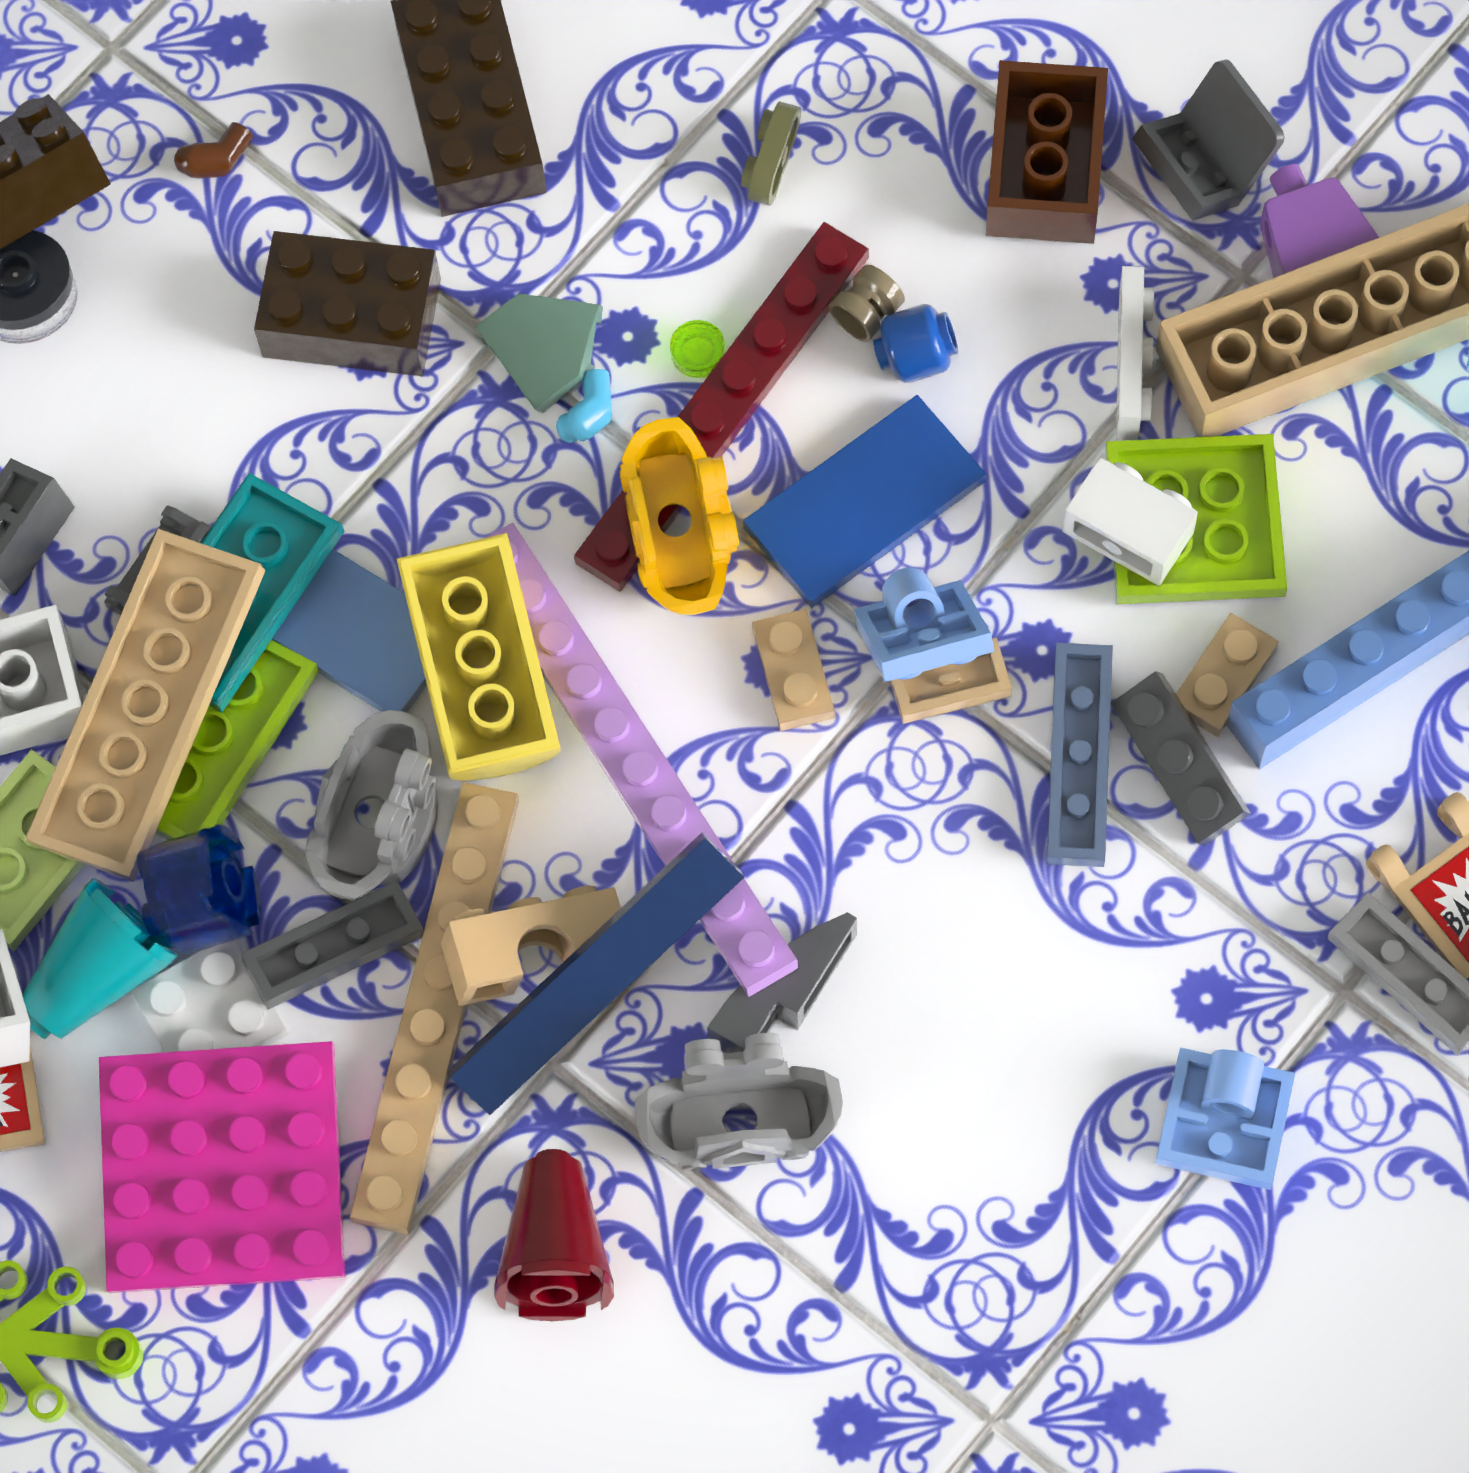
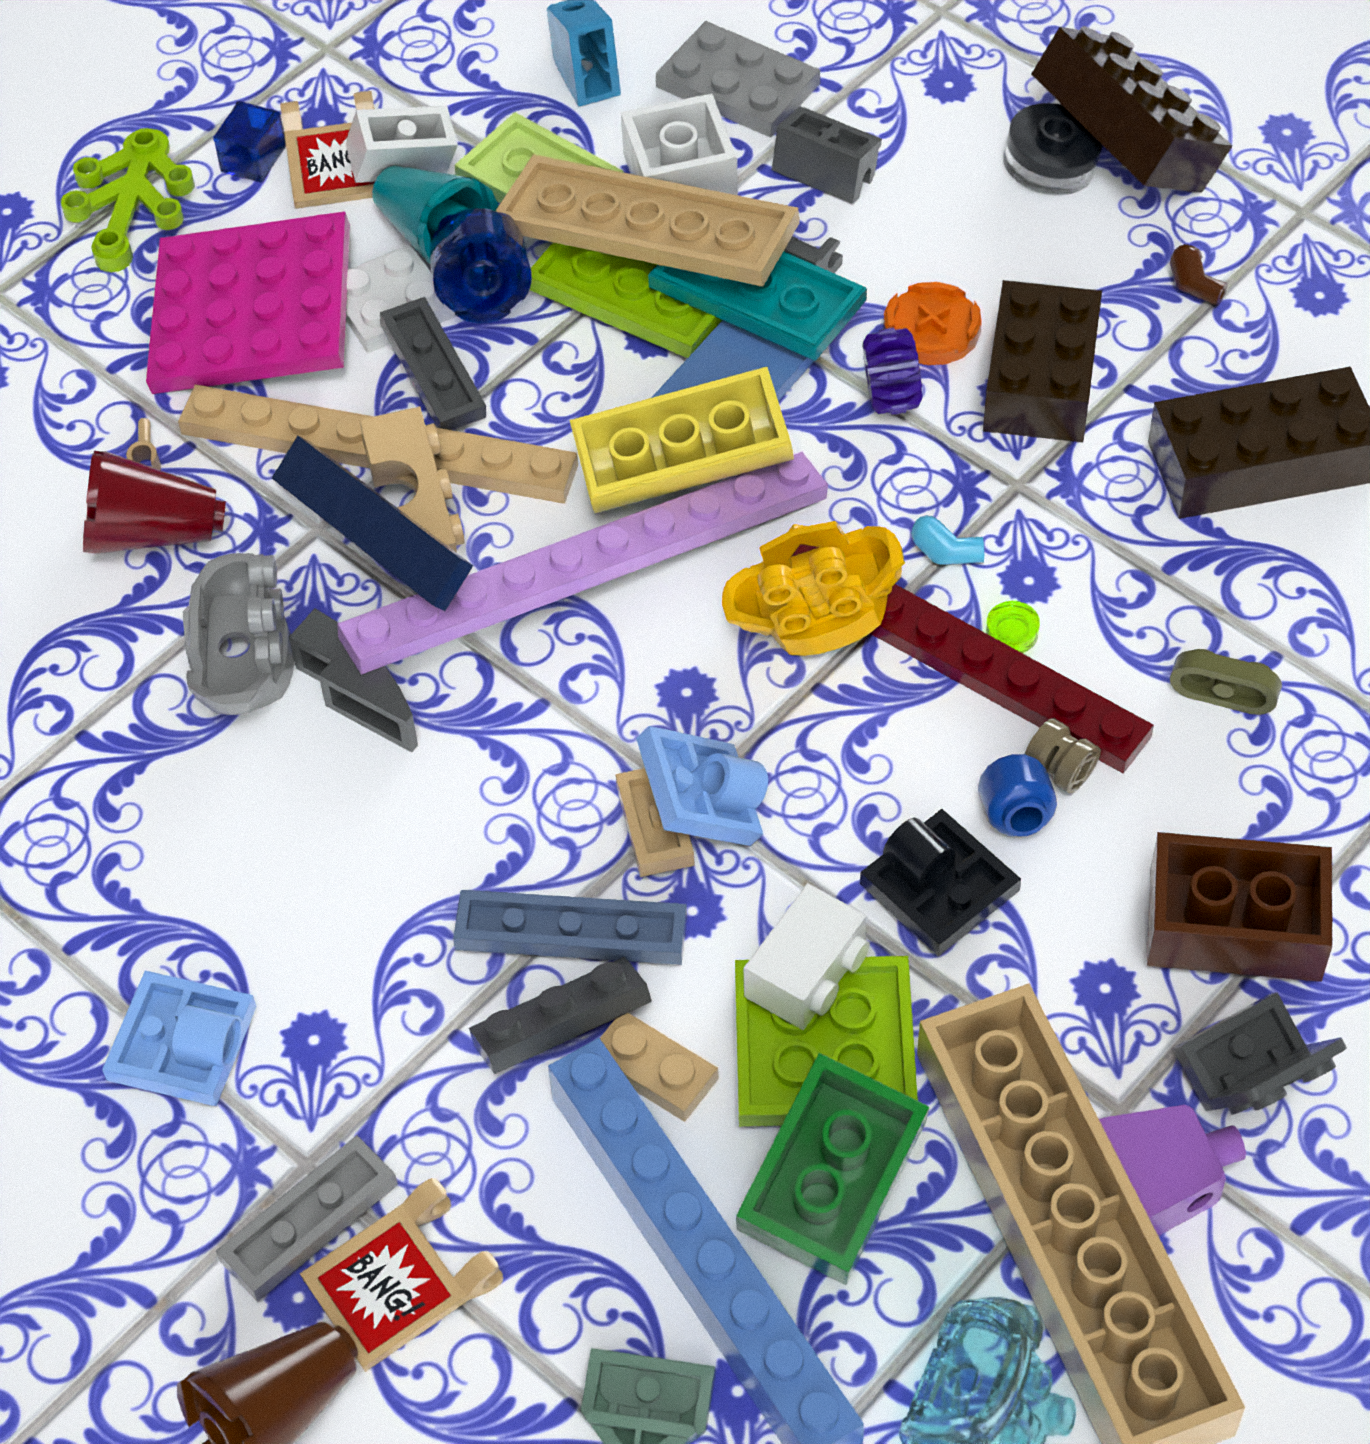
camera: 90 degrees right, 15 degrees down
(270, 422) = (940, 320): none -> orange tile
(368, 449) = (892, 371): none -> dark purple gear
(382, 761) = (543, 387): light grey piece -> none
(439, 1268) = (144, 448): none -> tan hand
(543, 344) = (1010, 507): sand green slope -> none
(793, 670) = (677, 699): tan plate -> none
(864, 501) = (849, 756): blue tile -> none
(1014, 416) = (938, 880): none -> black plate
(1134, 353) = (1059, 986): white plate -> none
(1354, 495) = (832, 1168): none -> green brick

